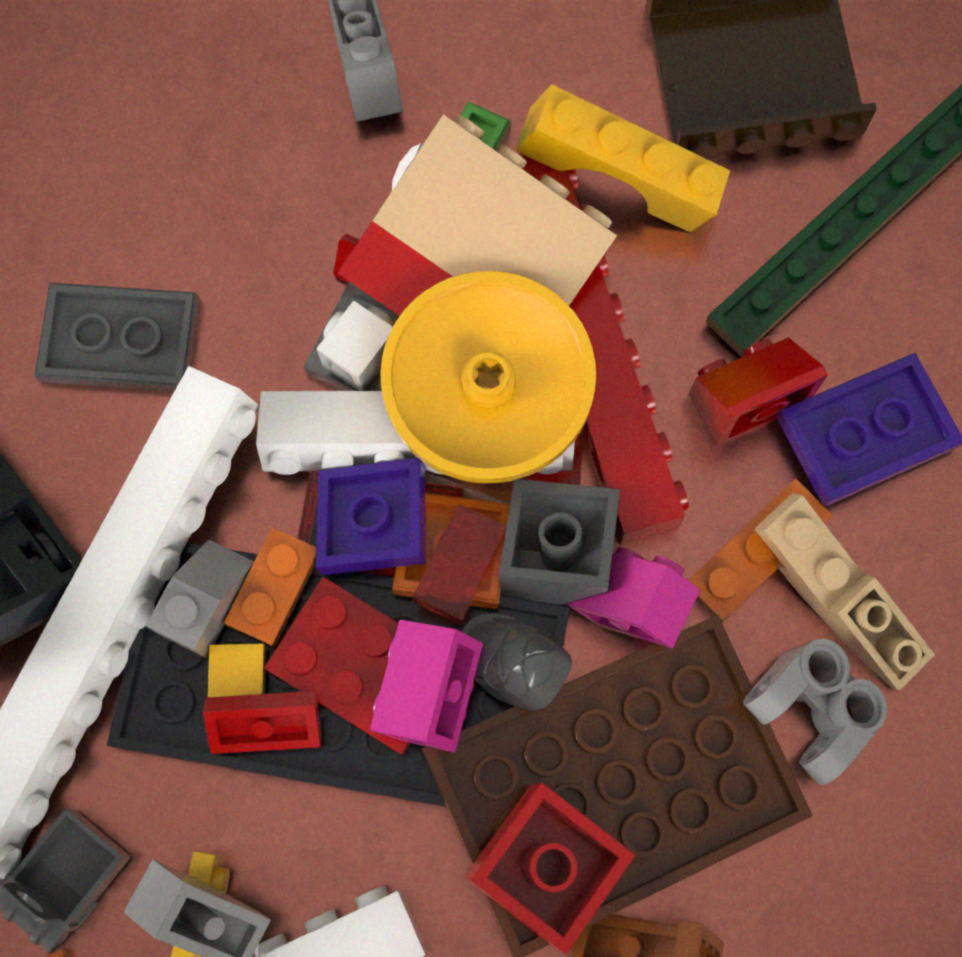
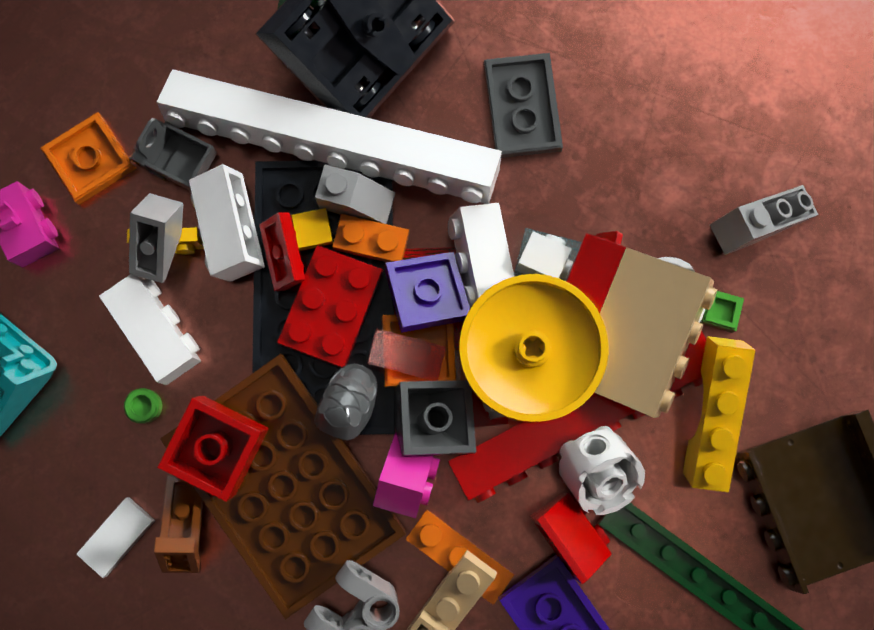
camera: 75 degrees right, 5 degrees up
(195, 807) = (226, 223): none -> white brick
(426, 685) = (315, 348): dark pink brick -> none
(673, 328) = (600, 471): none -> white brick

